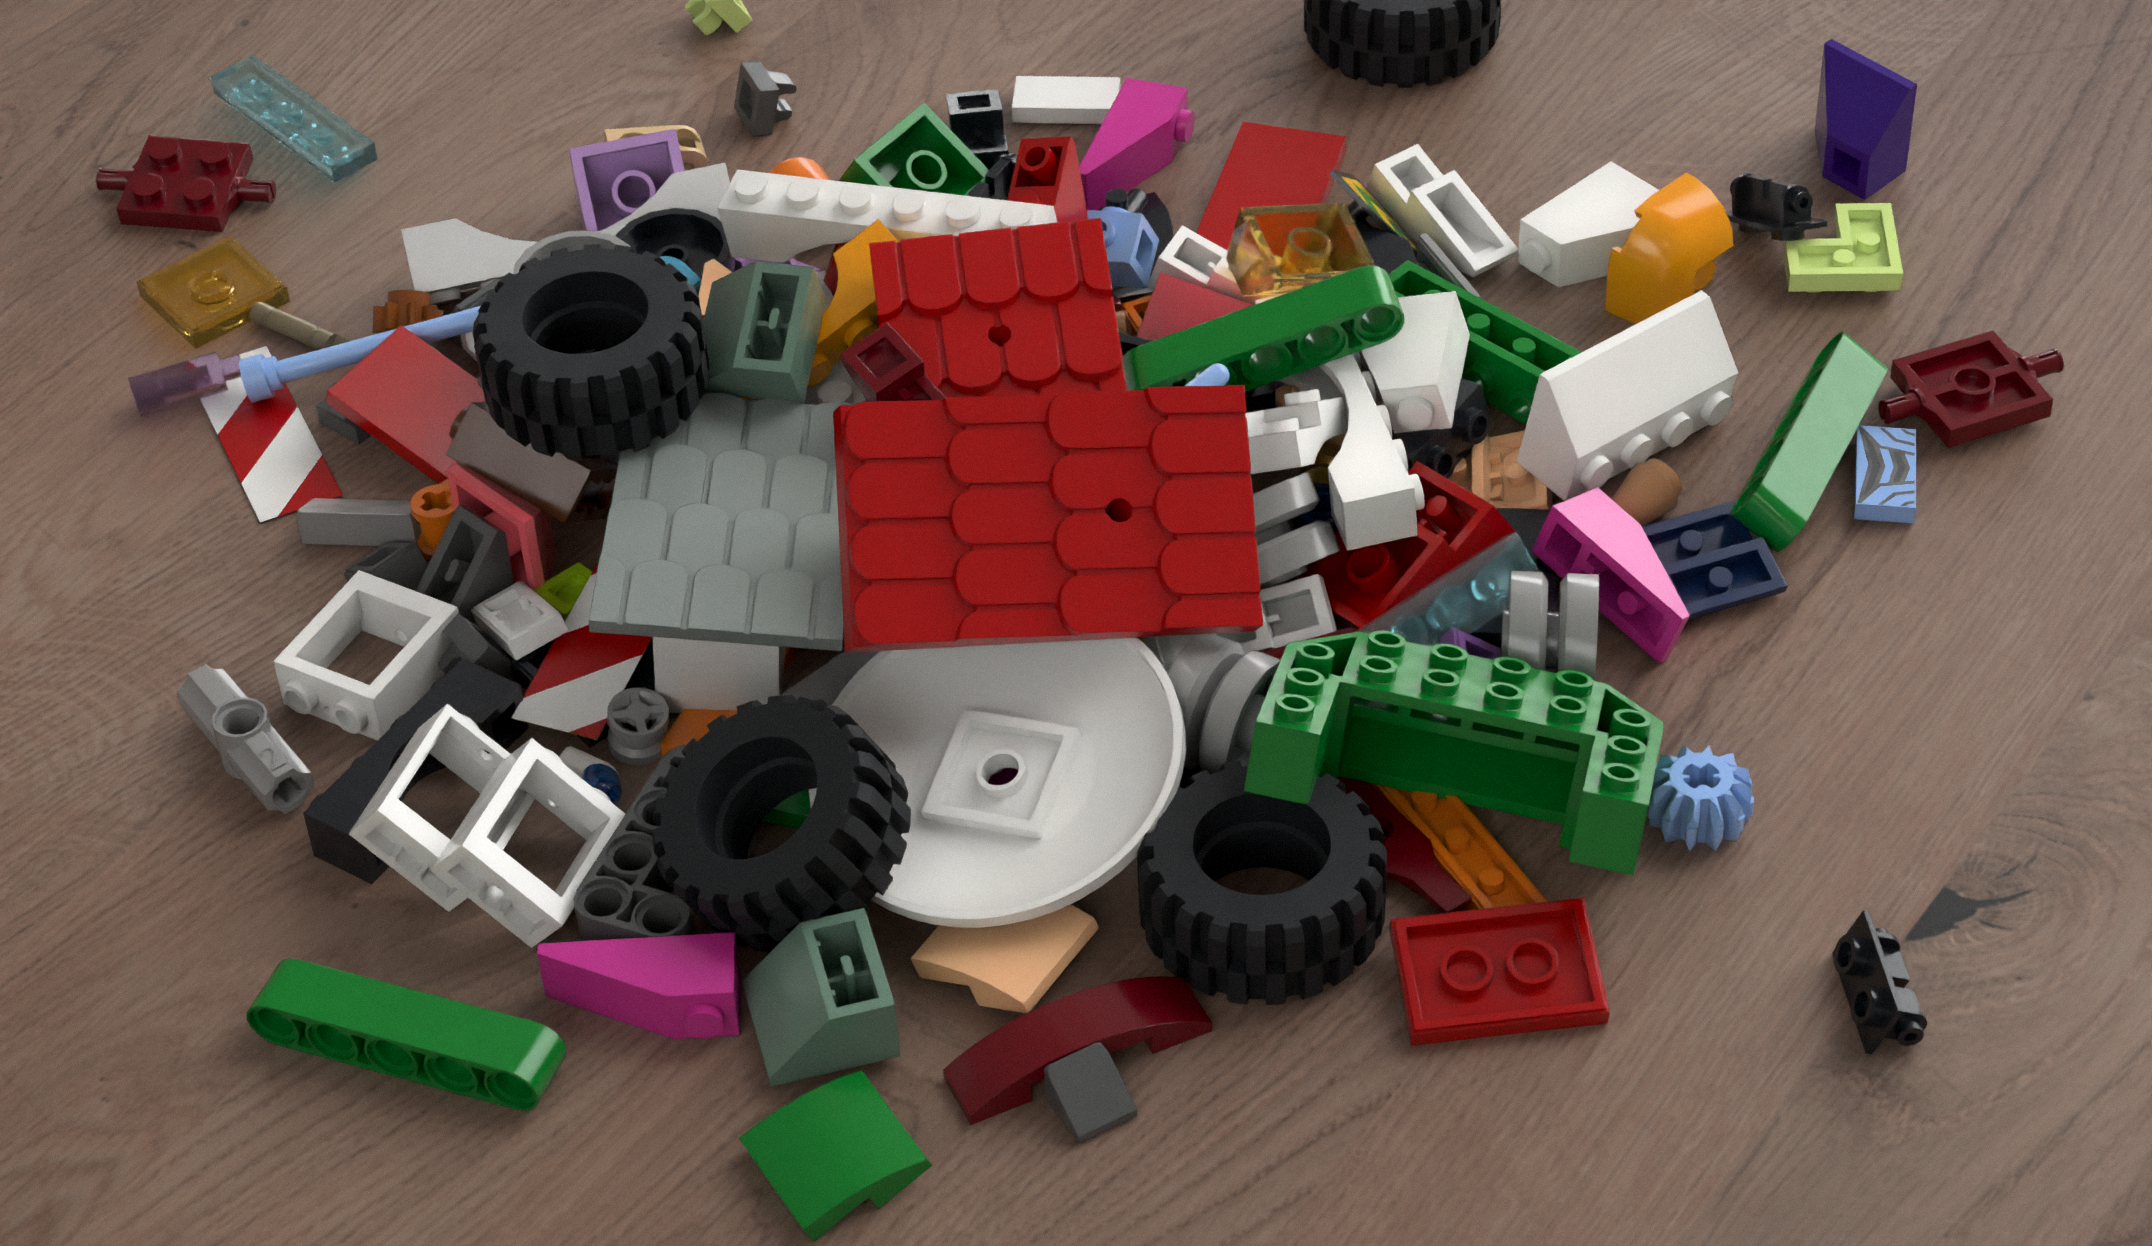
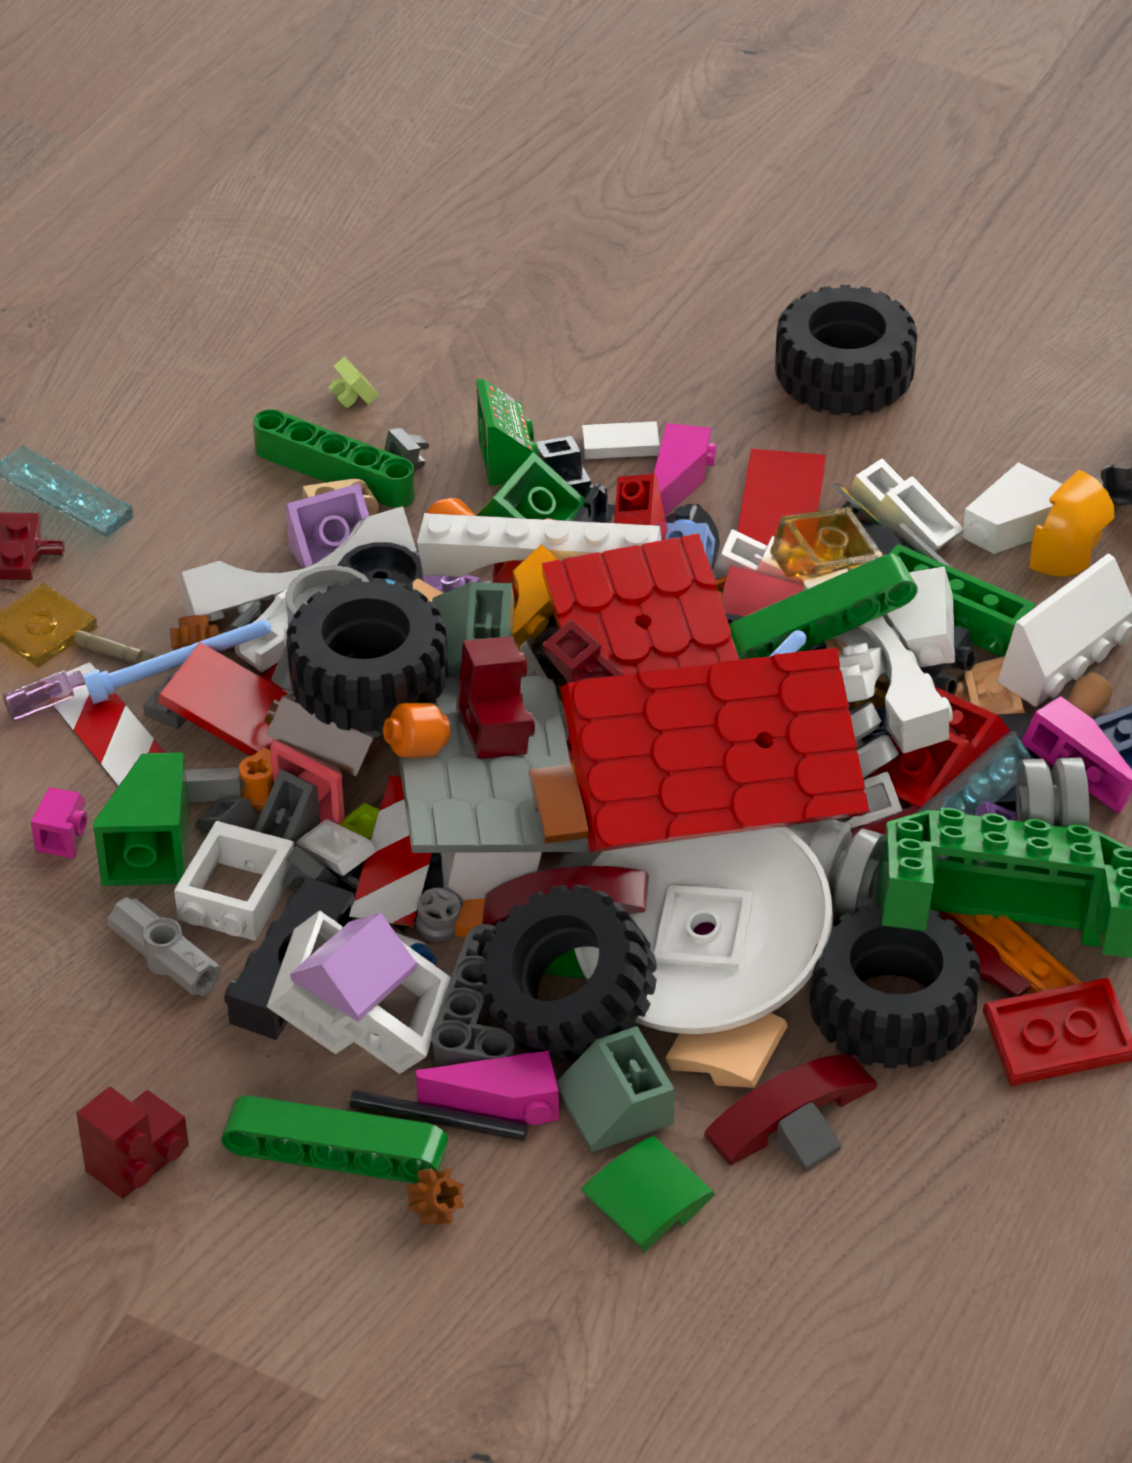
camera: 10 degrees left, 0 degrees up
(110, 1010) = (128, 1139): none -> dark red brick
(152, 556) = (59, 822): none -> dark pink brick
(261, 564) = (145, 824): none -> green slope
(473, 788) = (357, 966): none -> lavender slope
(505, 1120) = (435, 1196): none -> dark orange gear
(568, 1012) = (439, 1115): none -> black bar
(636, 461) = (417, 730): none -> orange head
(664, 94) = (333, 456): none -> green beam
(755, 424) = (492, 697): none -> dark red brick
(808, 579) = (558, 803): none -> dark orange slope
(881, 705) = (623, 884): none -> dark red slope
(899, 70) = (502, 432): none -> green slope

